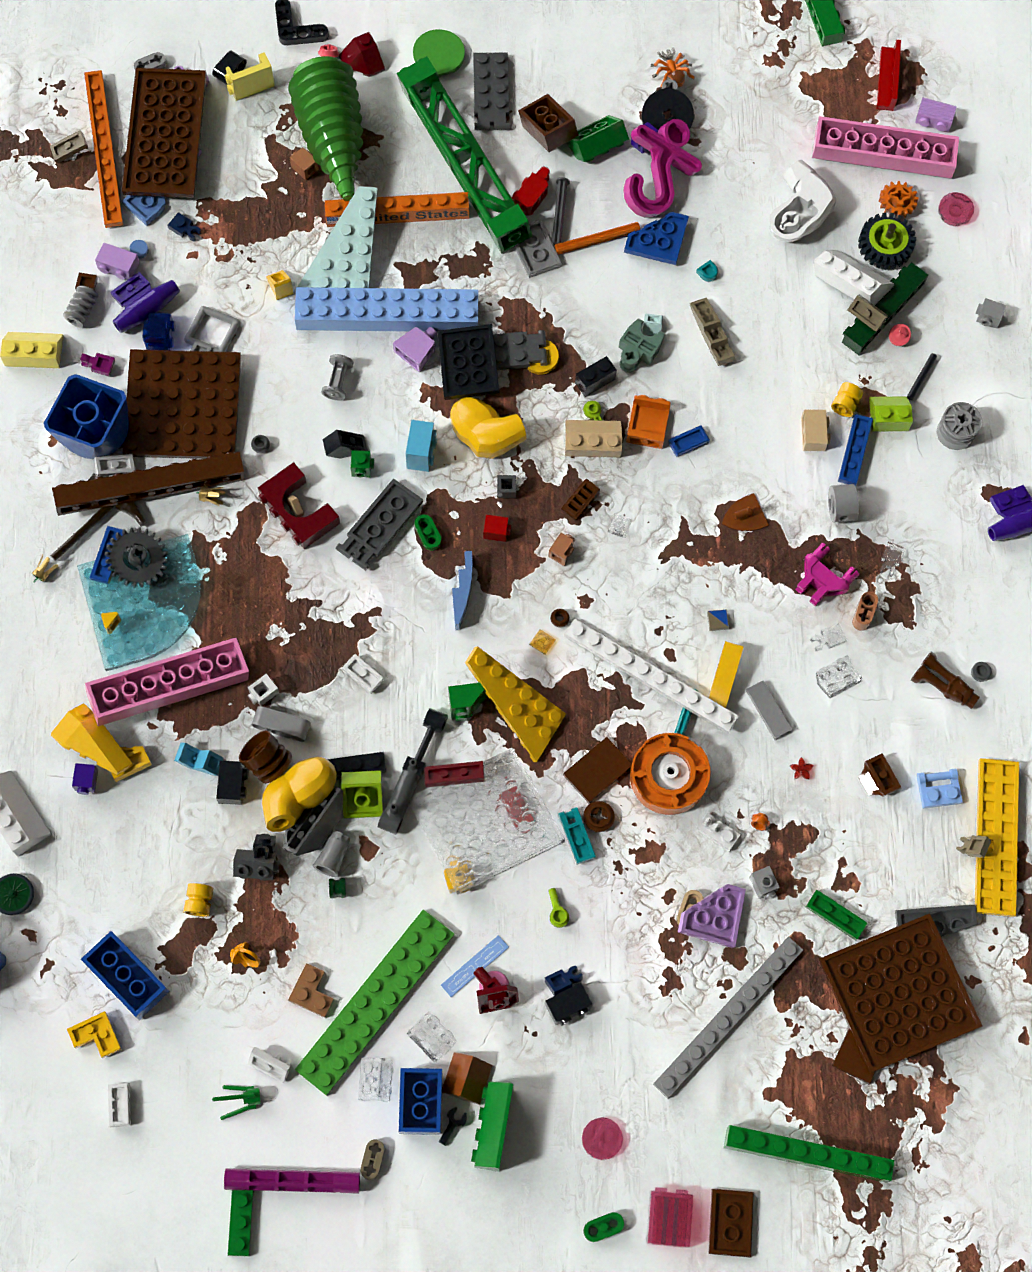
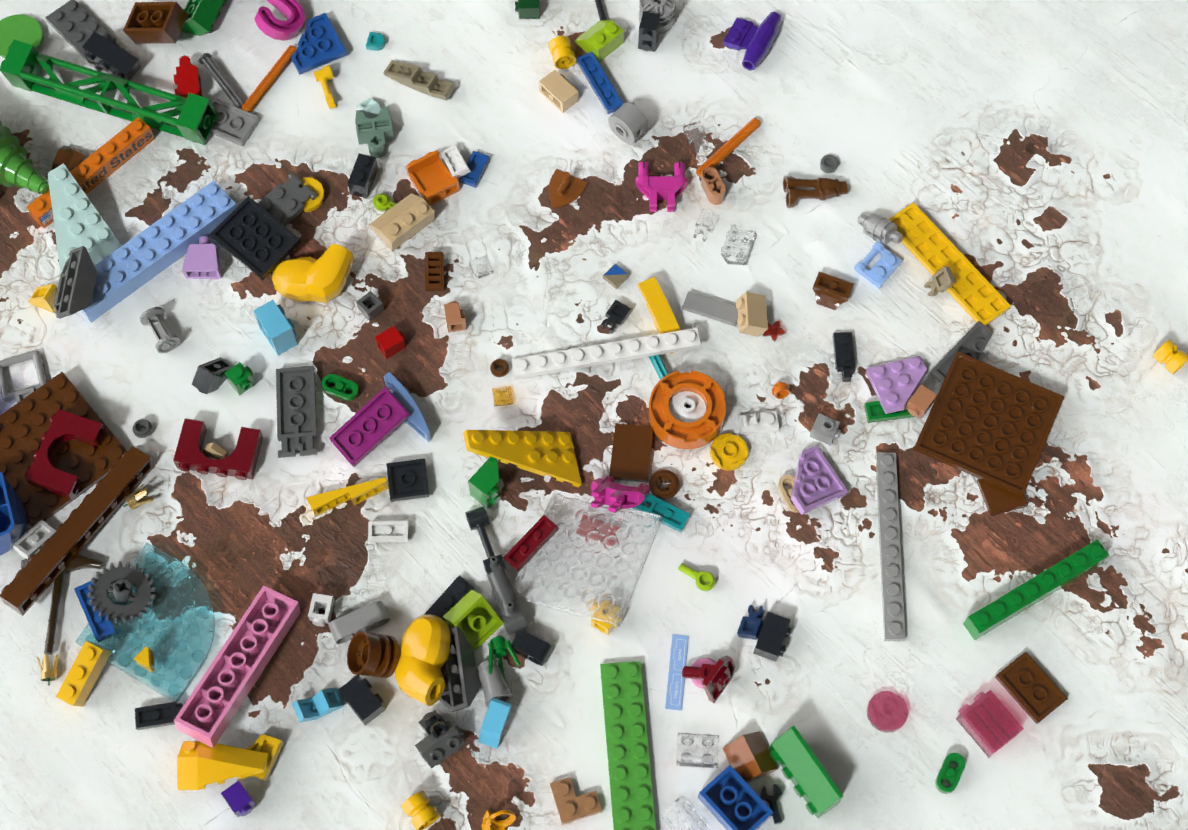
camera: 40 degrees left, 5 degrees down
(61, 594) = (83, 674): none -> yellow brick
(84, 667) = (156, 715): none -> black hinge
(202, 398) = (63, 427): none -> dark red arch
(302, 293) = (75, 284): none -> dark grey wedge
(306, 883) = (494, 723): none -> medium azure slope
(337, 888) = (521, 705): dark green wheel -> none
(360, 831) = (499, 646): none -> green plant
(365, 625) = (356, 493): none -> yellow slope
(384, 852) = (531, 647): none -> black beam
(389, 184) = (69, 156): none -> reddish brown slope
(412, 646) = (407, 480): none -> black plate
(420, 581) = (369, 426): none -> magenta tile
(491, 125) = (110, 56): none -> black brick
(549, 792) = (617, 495): none -> dark pink connector
(640, 268) = (322, 76): none -> yellow brick
(673, 834) = (729, 451): none -> yellow tile
(678, 423) = (455, 161): none -> white plate
(689, 651) = (616, 314): none -> black plate
(794, 741) = (752, 314): none -> tan brick
(839, 836) = (844, 354): none -> black hinge
(859, 895) = (896, 382): none -> lavender plate
(859, 928) = (921, 402): none -> nougat brick
(912, 589) = (729, 146): none -> orange axle
(934, 439) = (649, 31): none -> black brick
(967, 760) = (880, 228): none -> light grey piece

